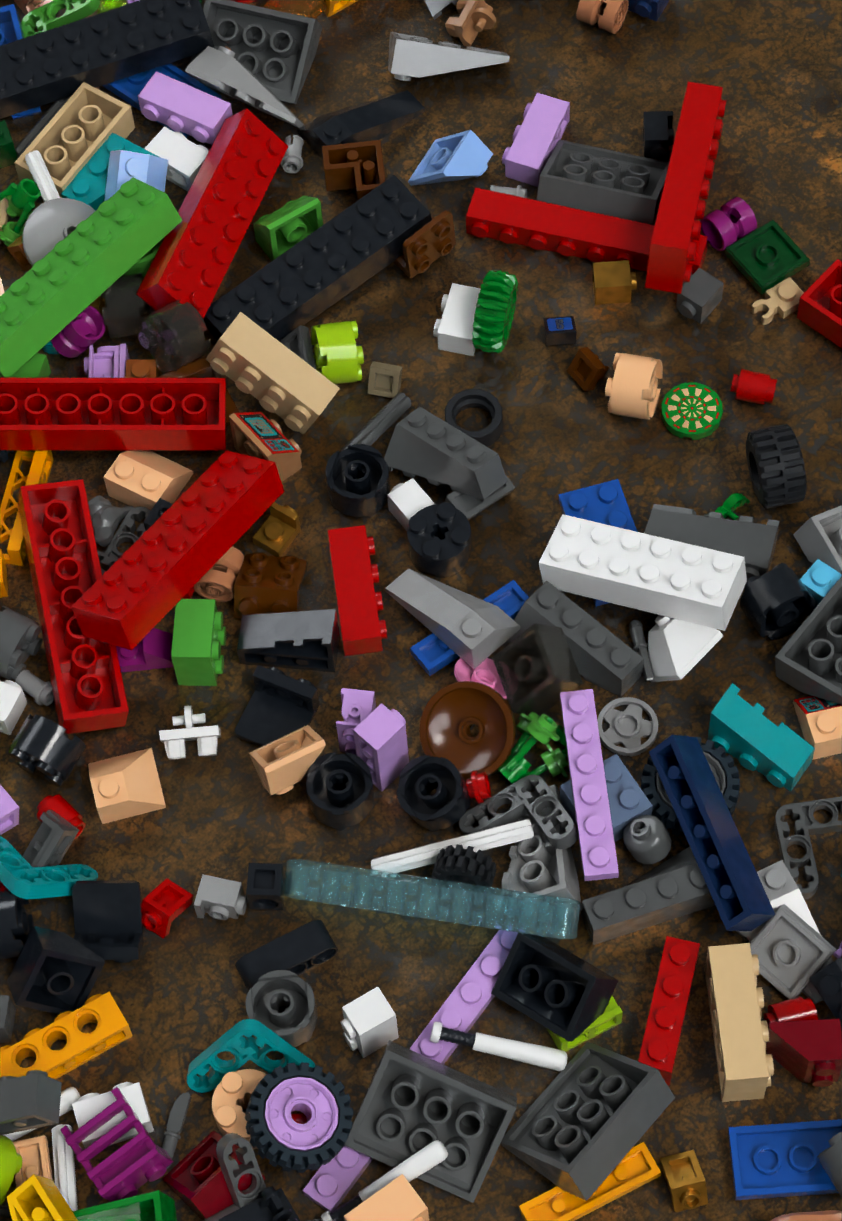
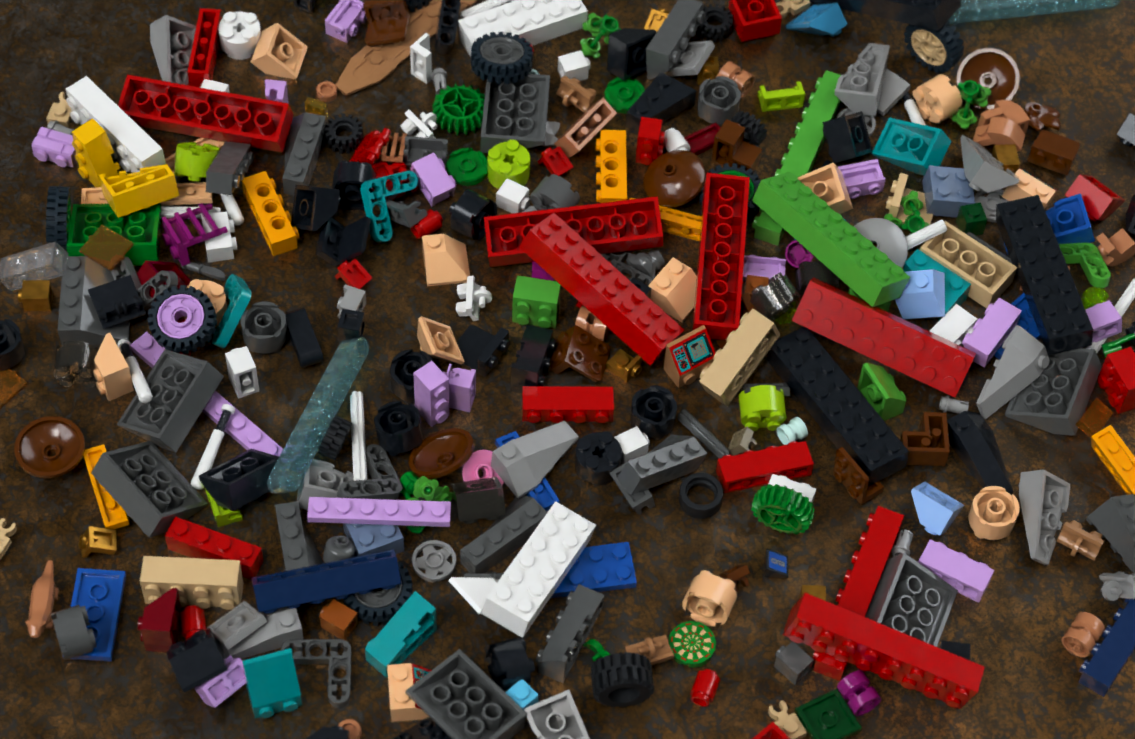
camera: 90 degrees right, 5 degrees down
(367, 325) = (791, 432): none -> light aqua wheel
(419, 349) = (757, 467): none -> red brick
(452, 100) = (993, 513): none -> light nougat brick
(478, 786) = (399, 457): red plate -> none
(722, 449) = (655, 649): none -> medium nougat hips
(751, 823) = (338, 619): none -> dark orange brick

